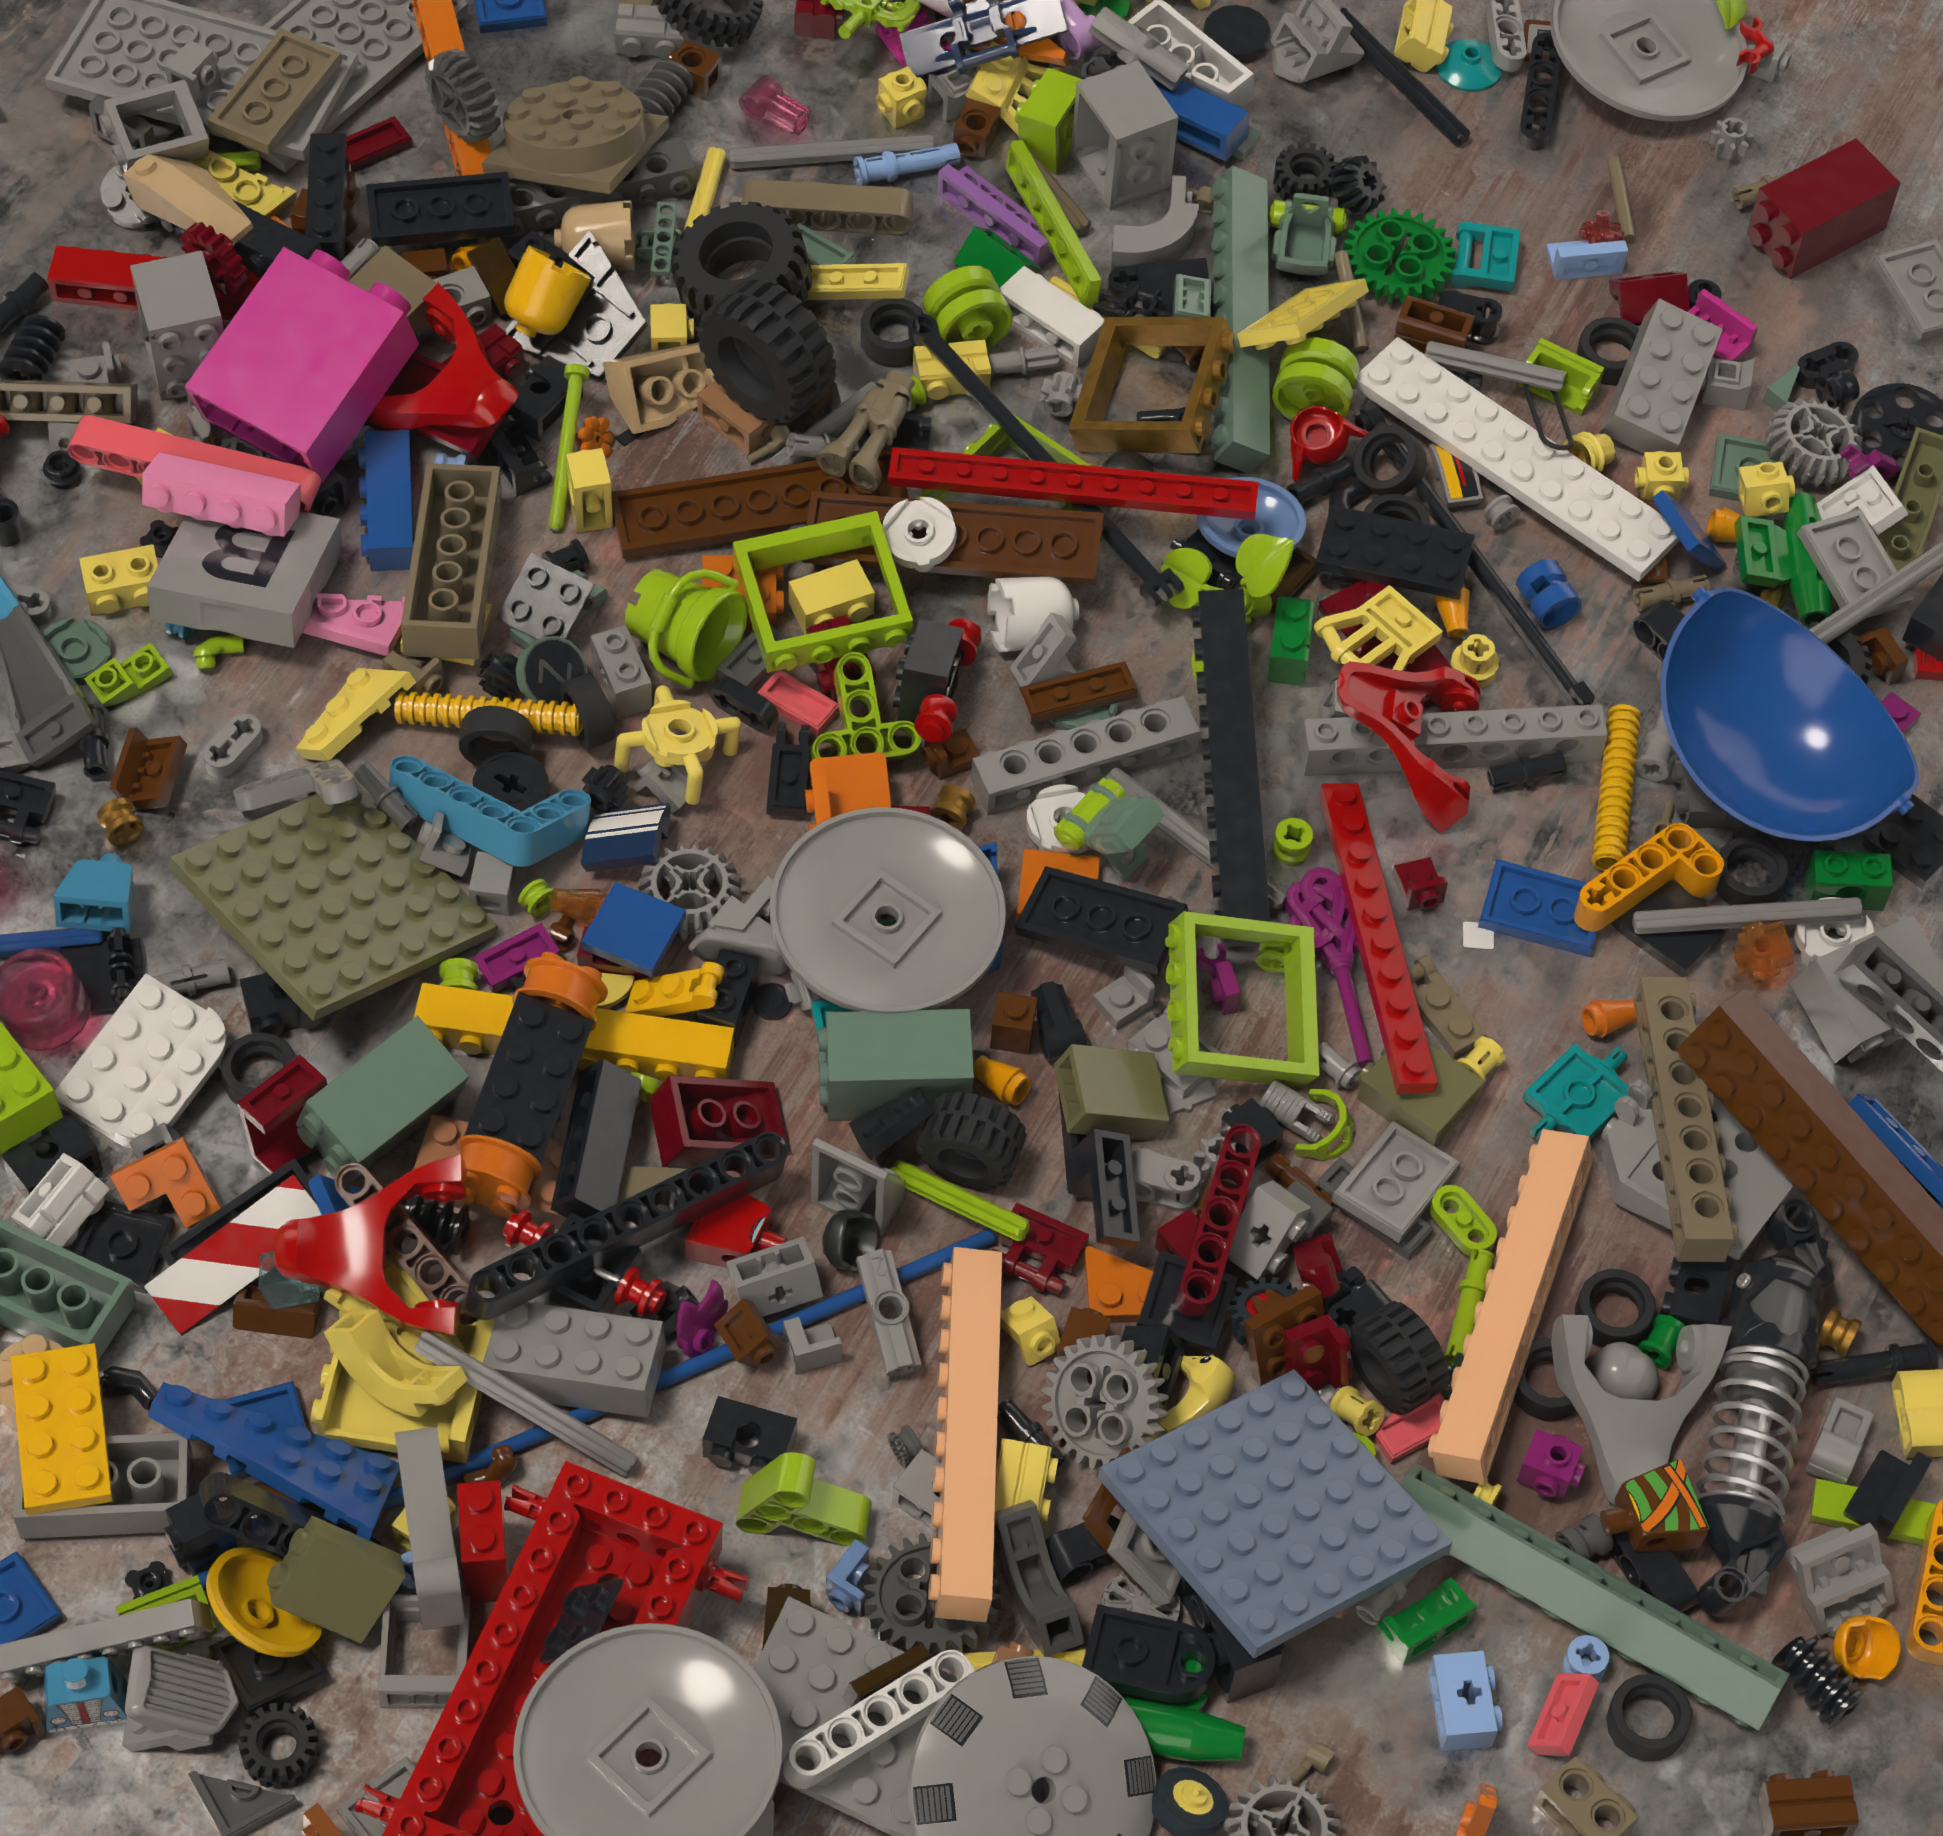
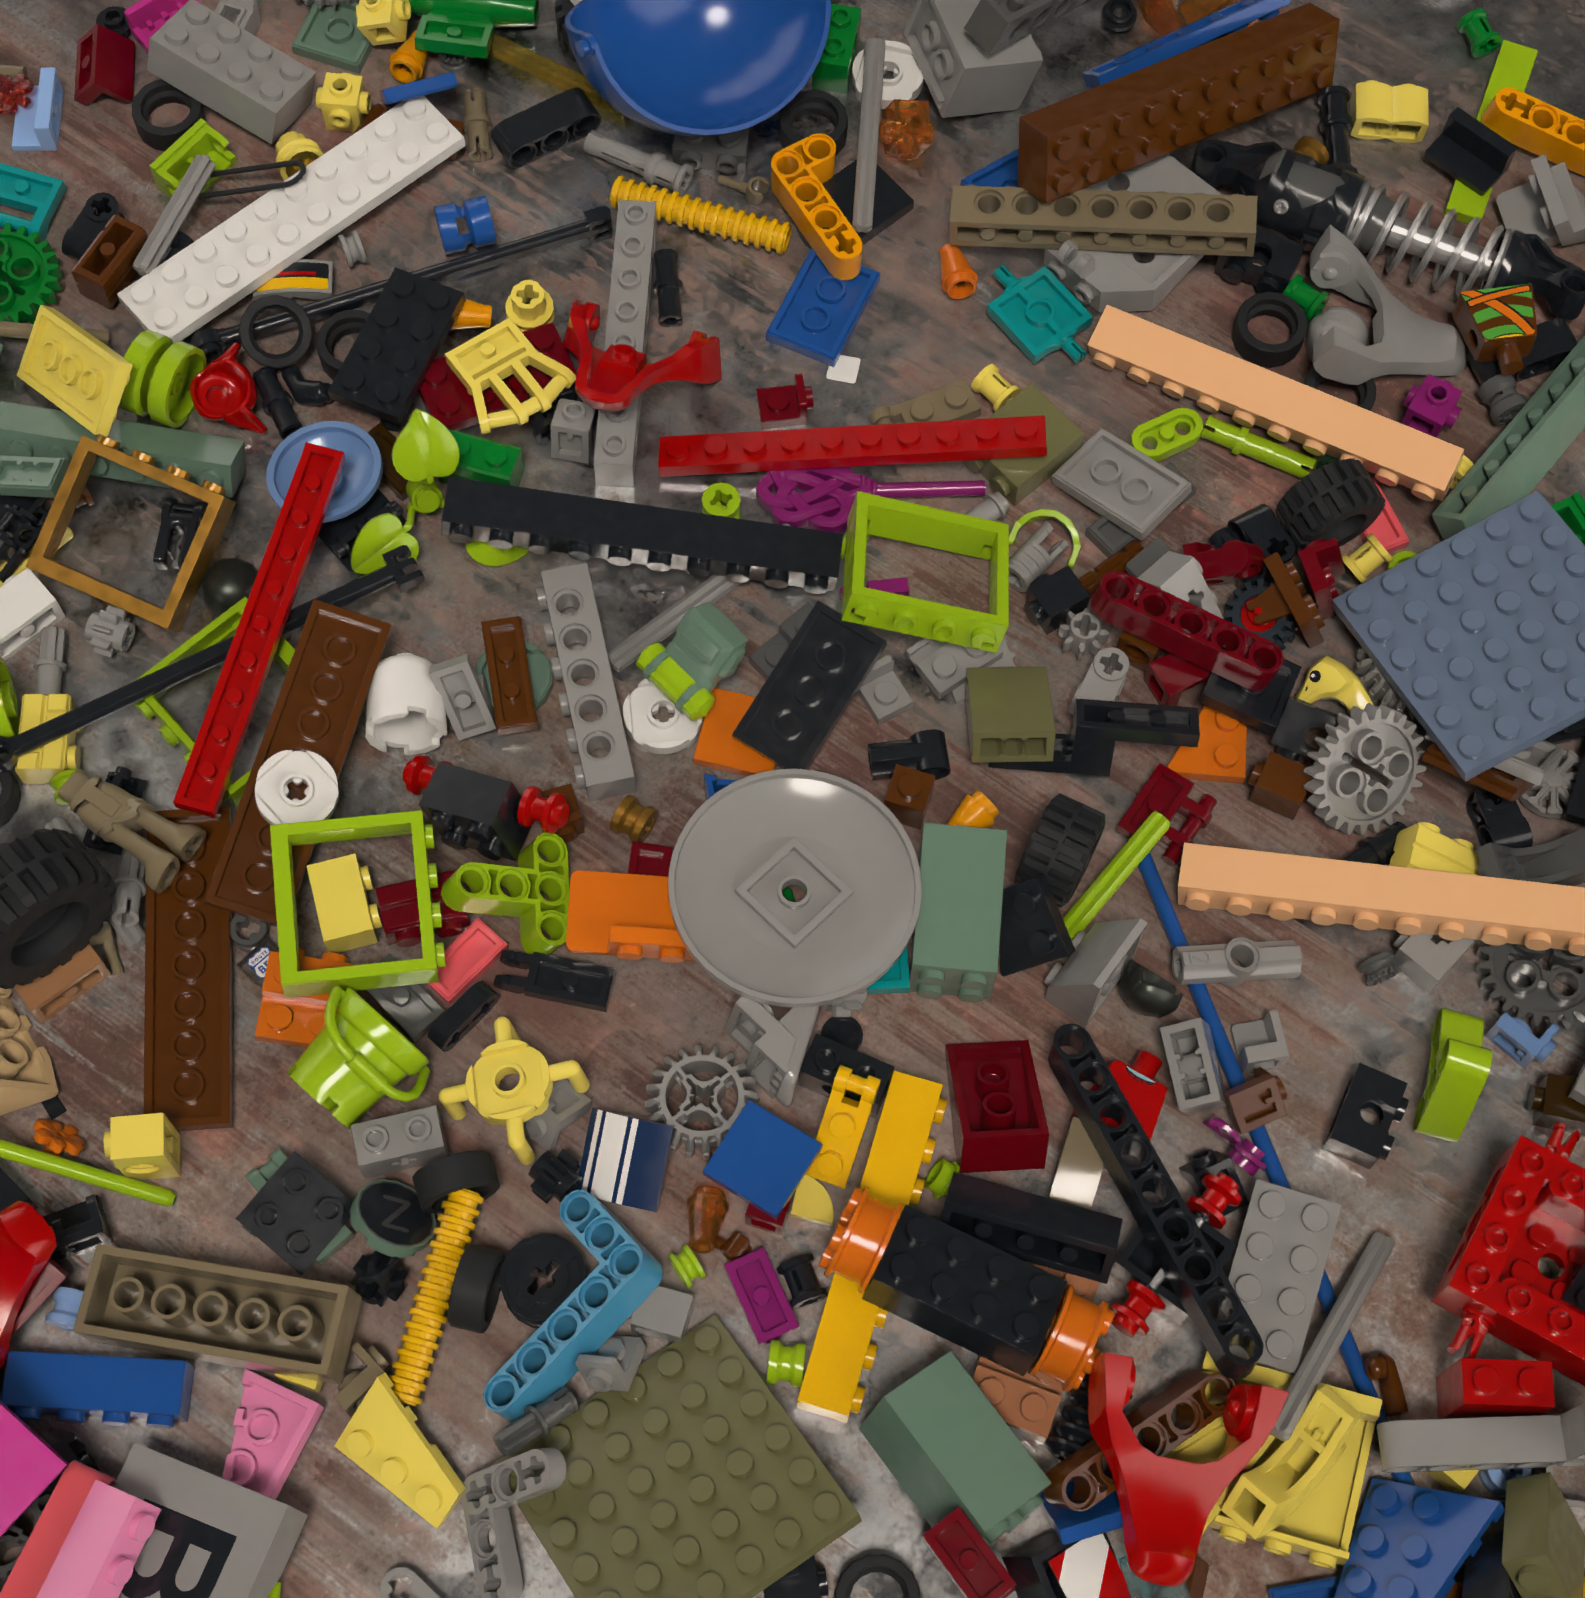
camera: 80 degrees left, 10 degrees up
(573, 555) = (227, 1189): black bush -> none
(1032, 1329) = (1256, 830): light yellow bracket -> none
(1839, 1442) = (1423, 183): light grey plate -> none

